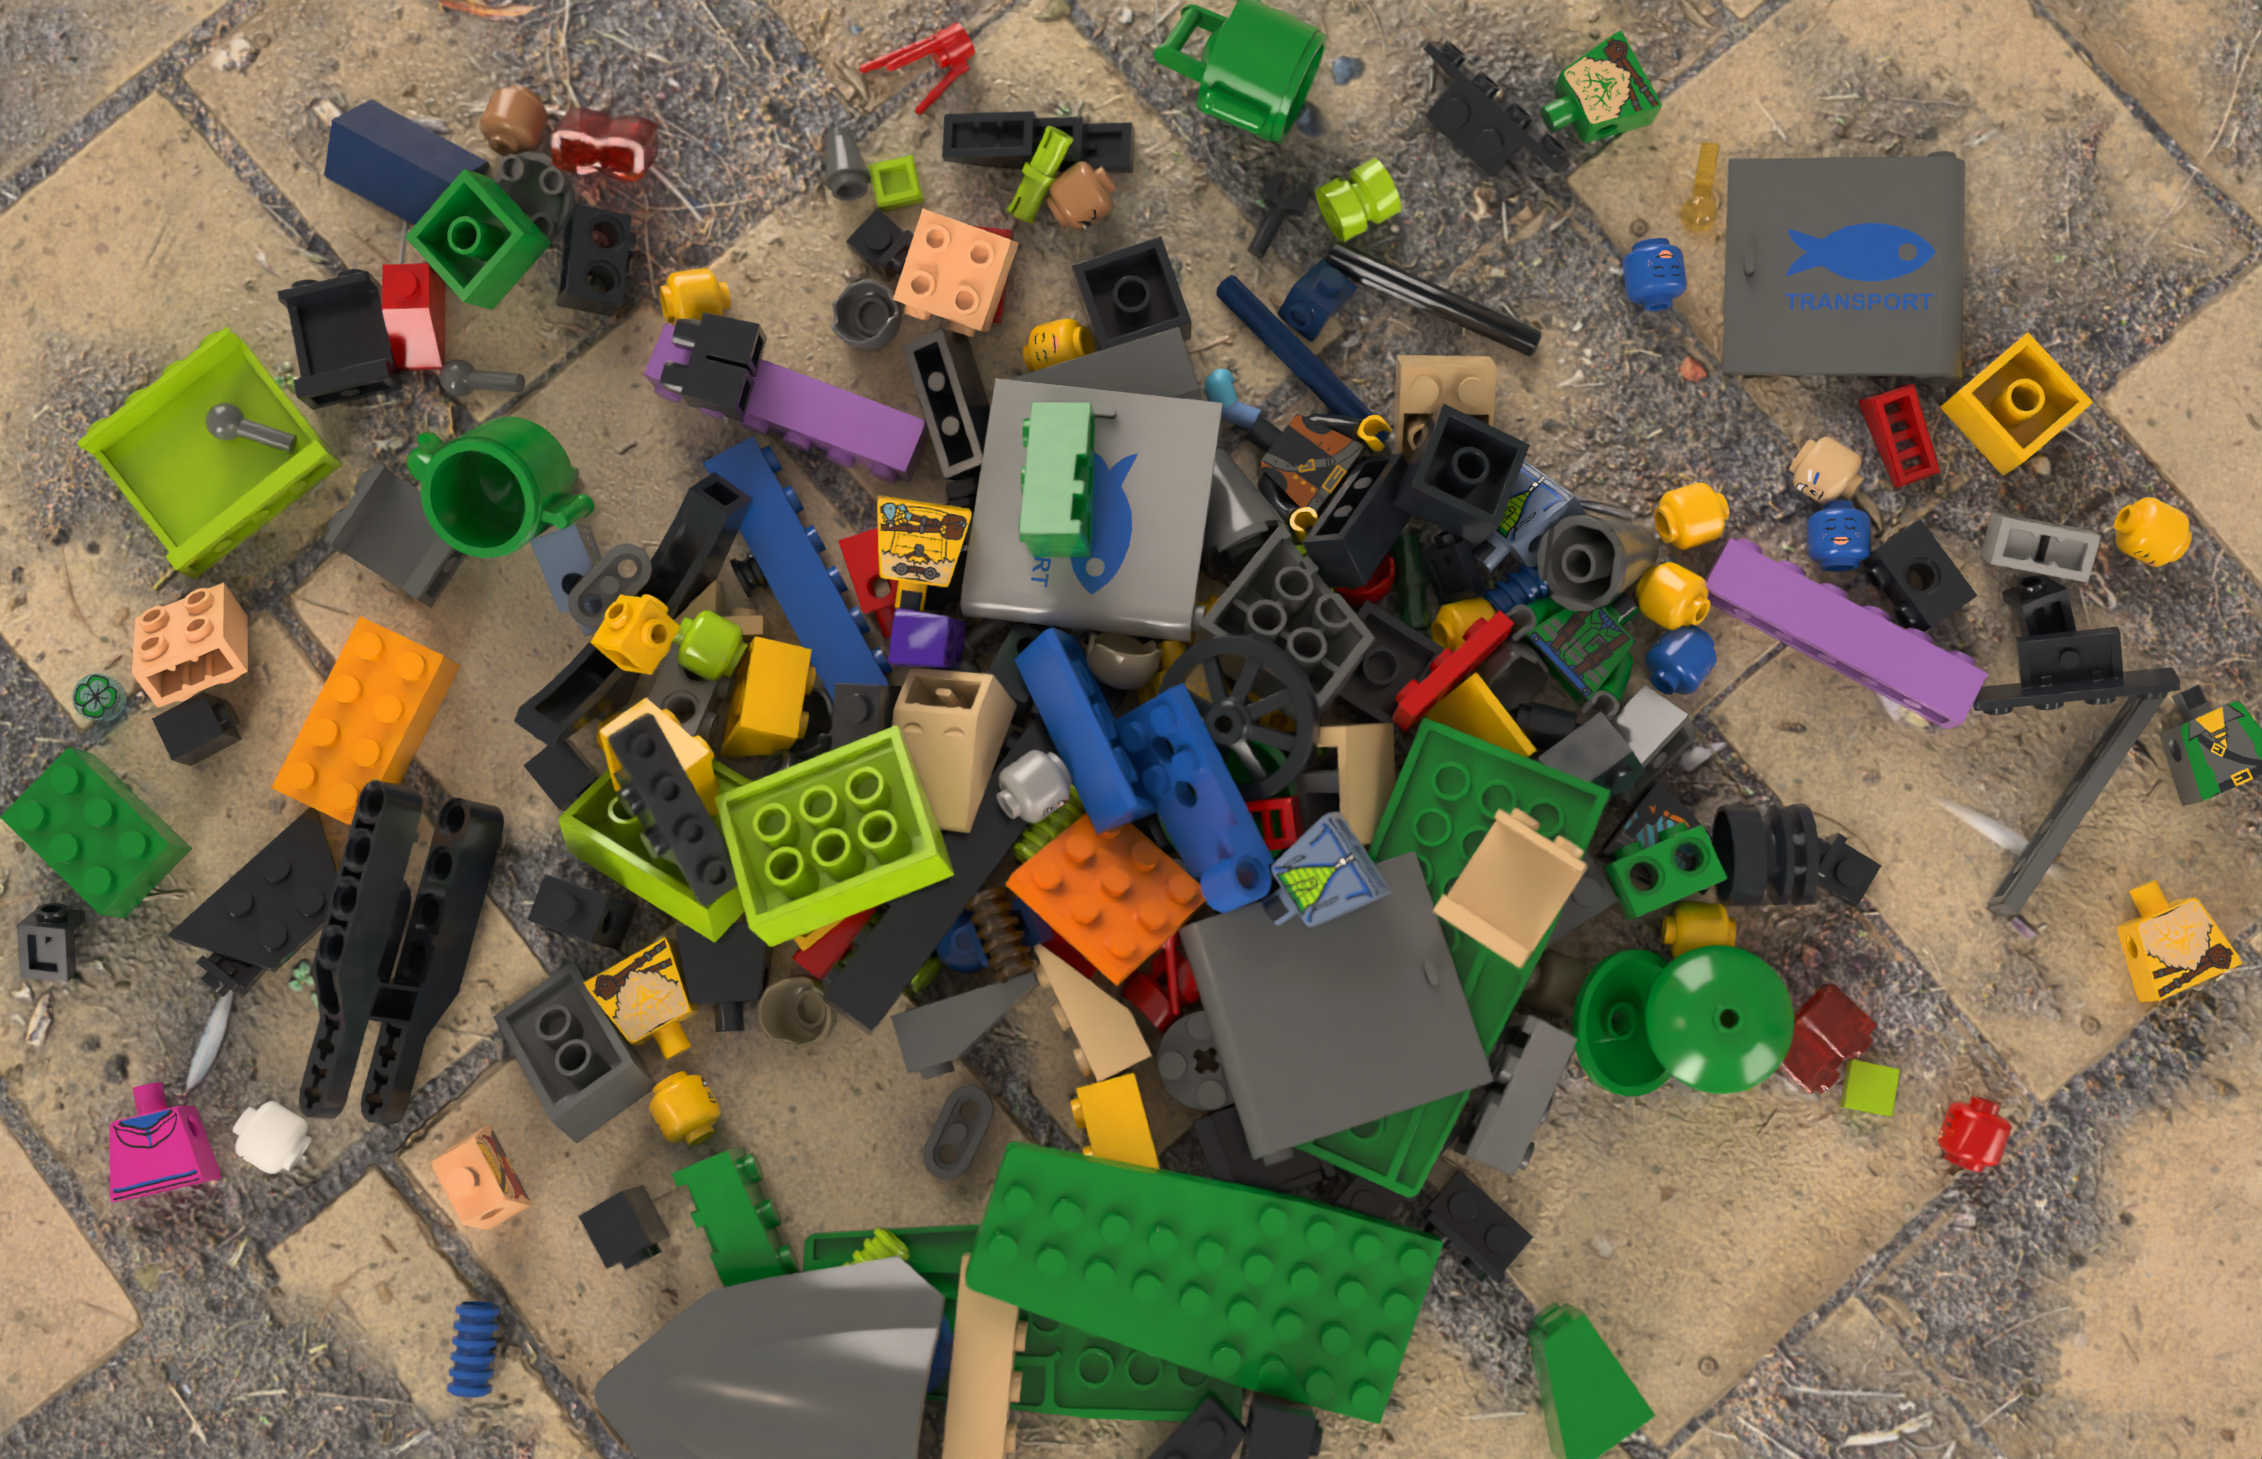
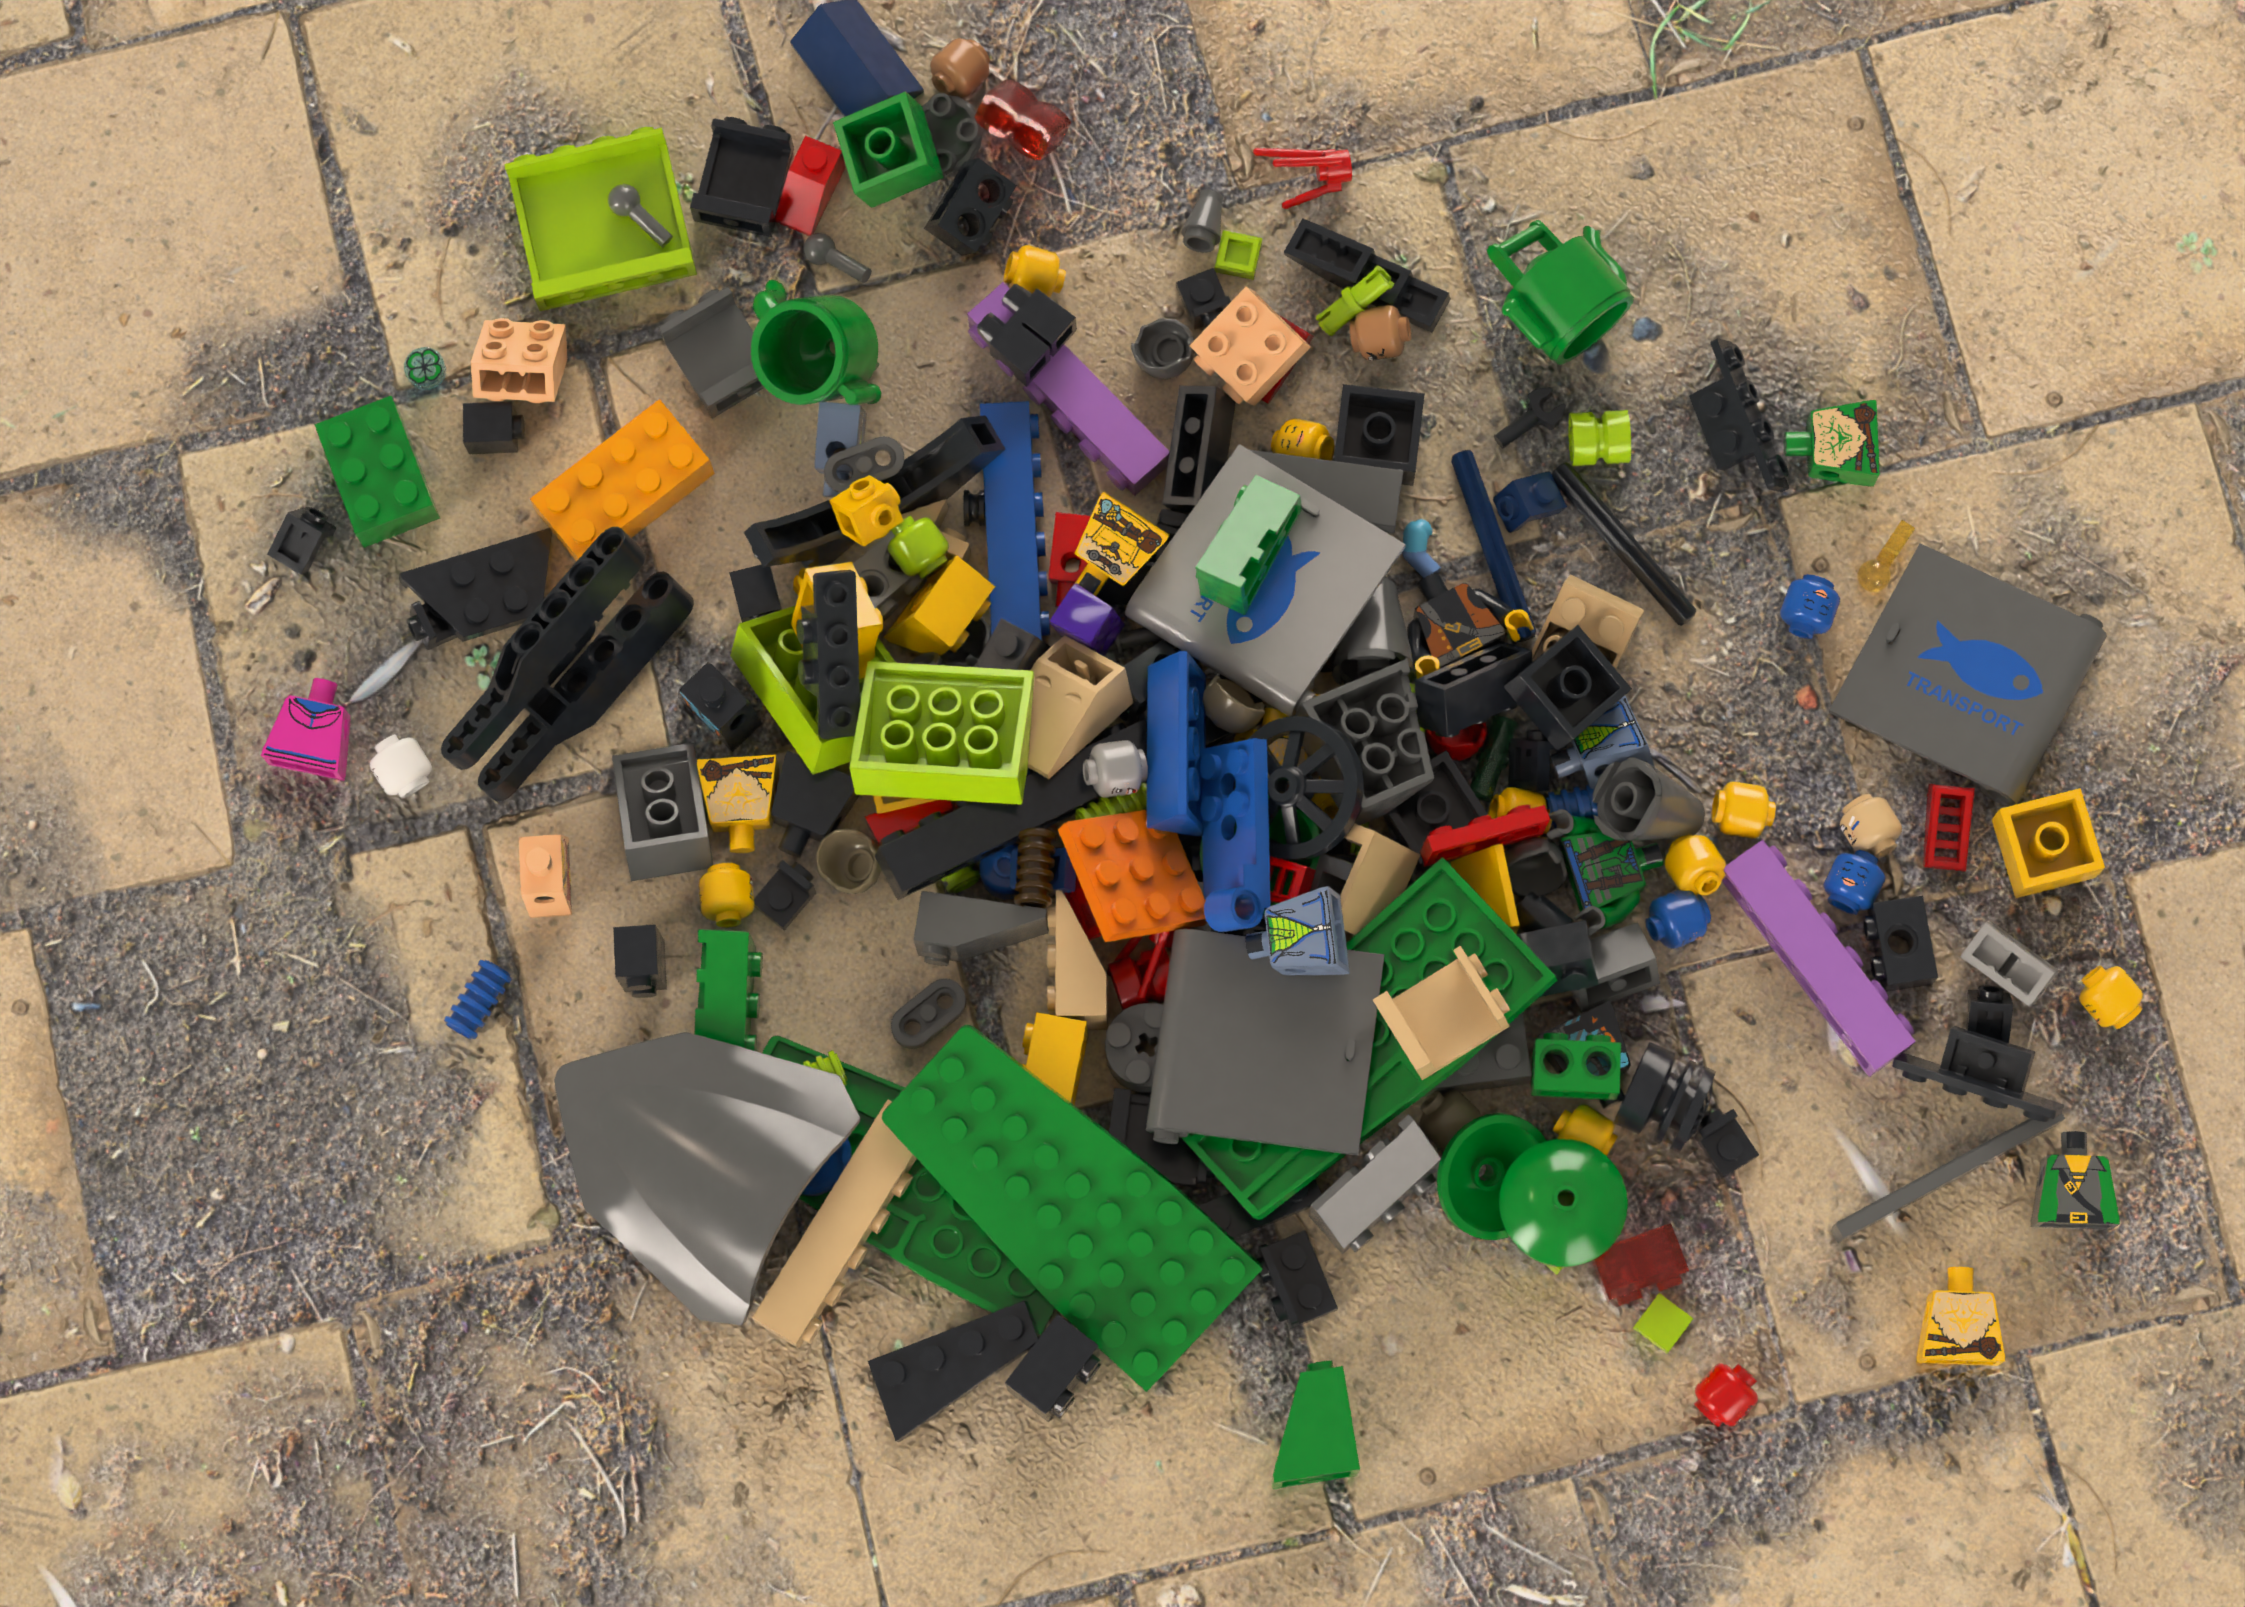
camera: 25 degrees right, 5 degrees down
(747, 1076) = (785, 894): none -> black bracket

